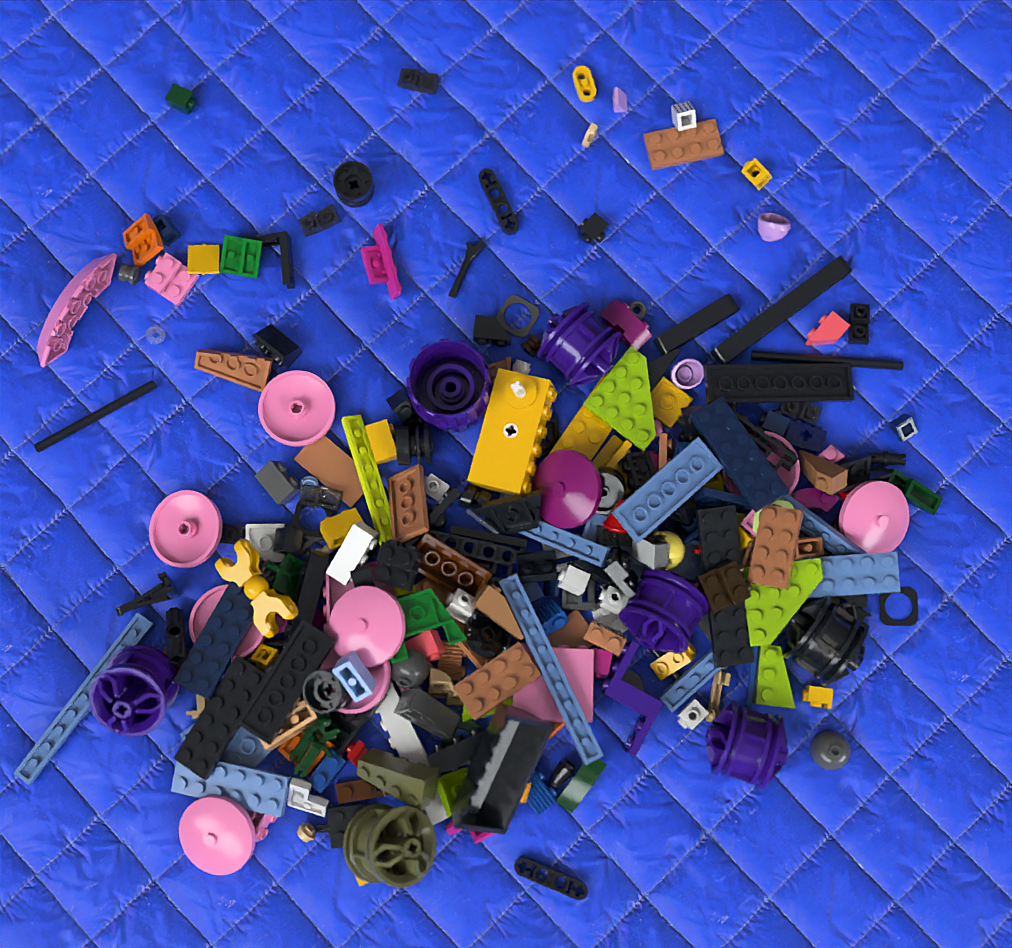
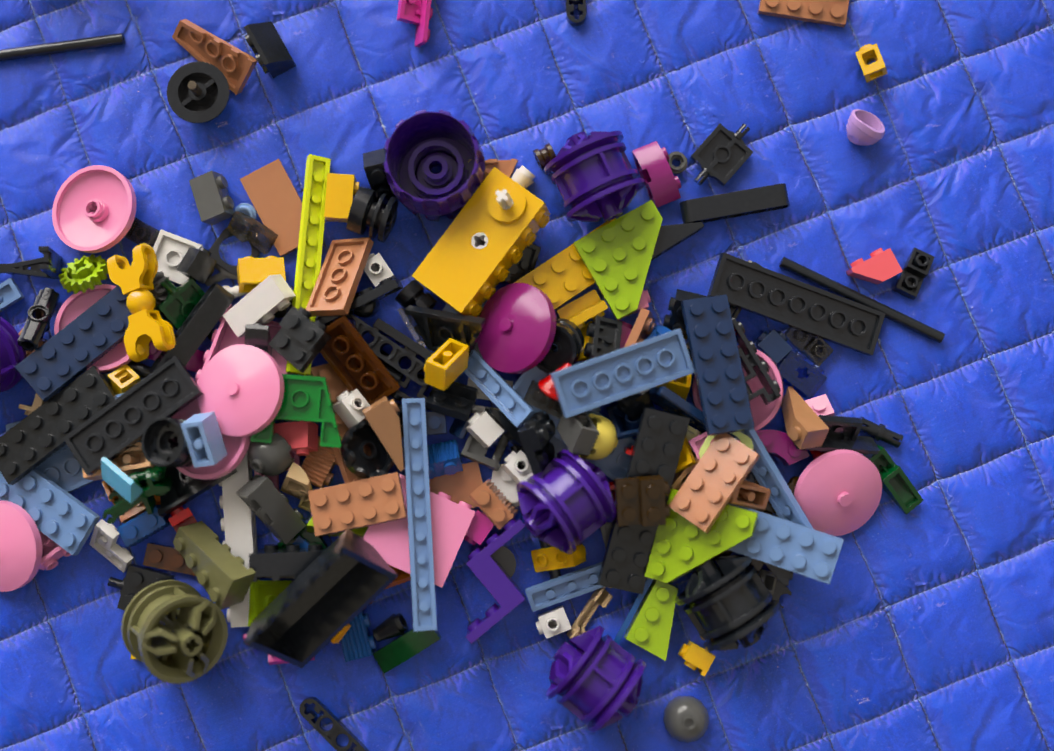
camera: 20 degrees right, 5 degrees up
(198, 584) = (83, 274): none -> lime gear
(234, 402) = (198, 92): none -> black piece
(296, 408) = (263, 125): bright pink dish -> none
(298, 738) = (119, 481): none -> medium azure slope
(306, 832) = (97, 581): tan plate -> none
(471, 253) = (522, 28): black piece -> none
(489, 330) = (505, 121): black slope -> none
(523, 539) = (446, 364): none -> yellow brick
(533, 310) = (543, 98): dark grey piece -> none
(593, 229) = (665, 54): black brick -> none
(668, 401) = (667, 275): yellow plate -> none
(670, 290) = (721, 154): none -> black plate
(687, 373) = (701, 254): lavender hat -> none
(781, 311) = (835, 226): black beam -> none
(903, 427) = (914, 406): dark blue slope -> none
(911, 620) = (832, 616): black piece -> none

